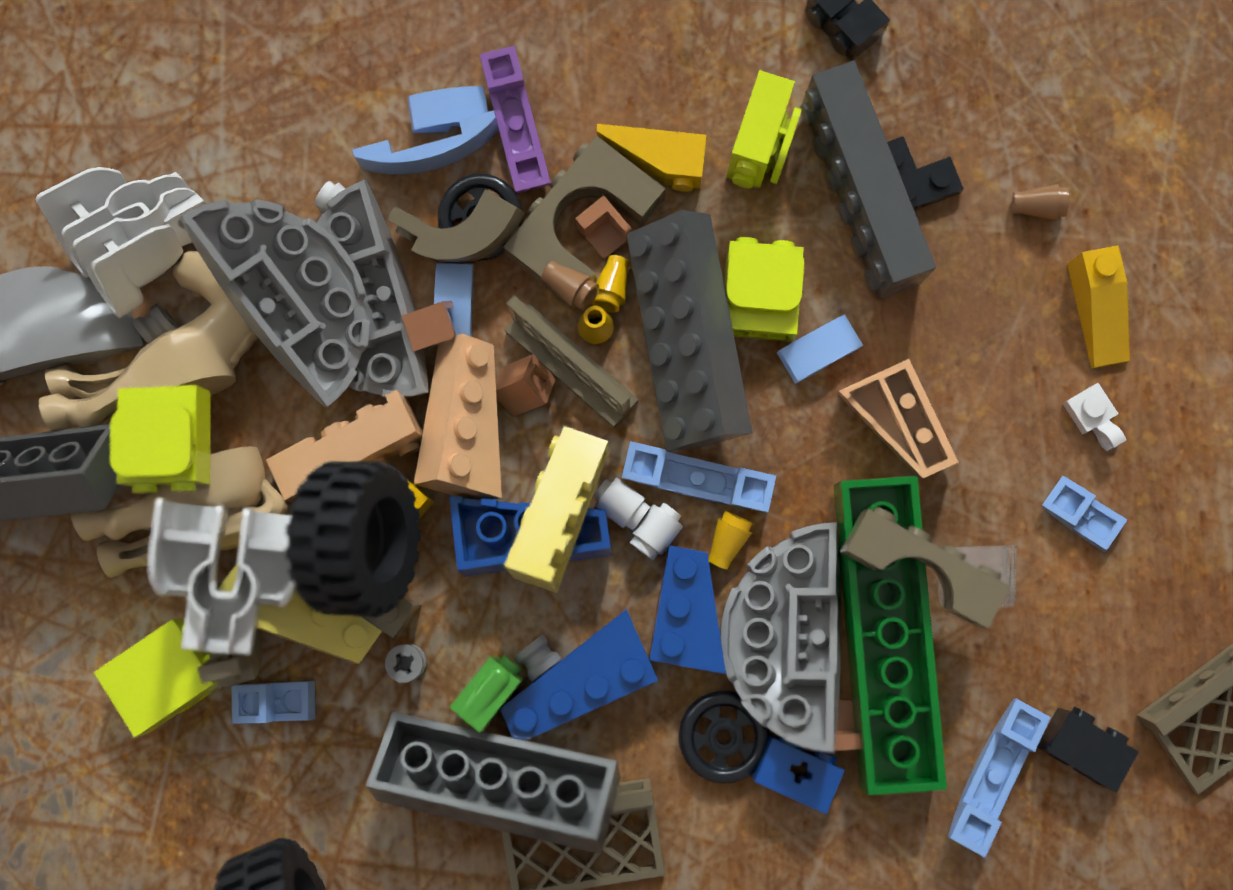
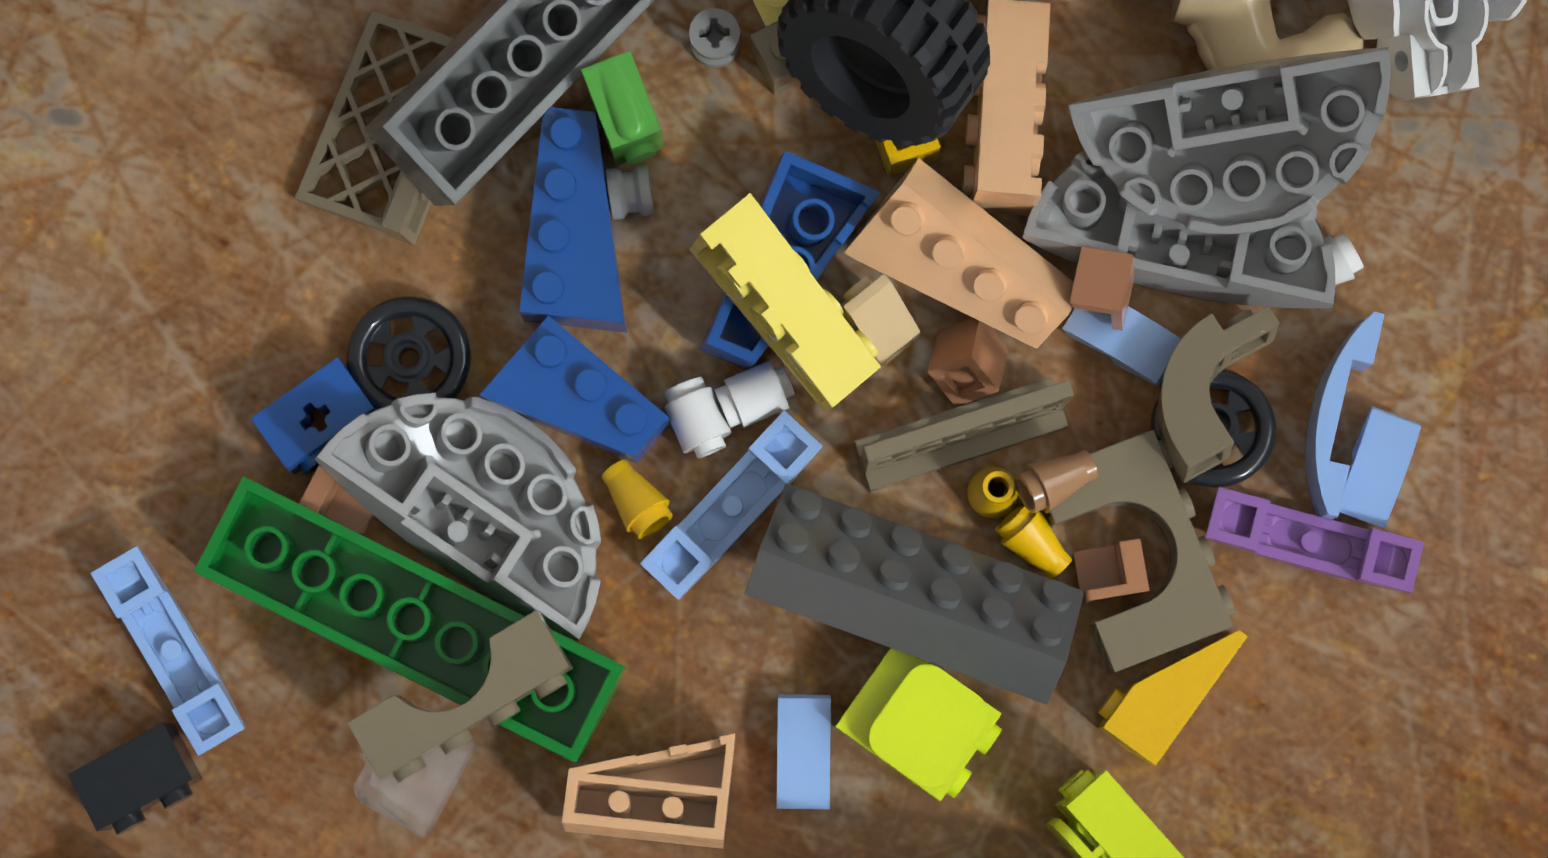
camera: 115 degrees right, 0 degrees up
(529, 451) = (881, 316): none -> tan slope

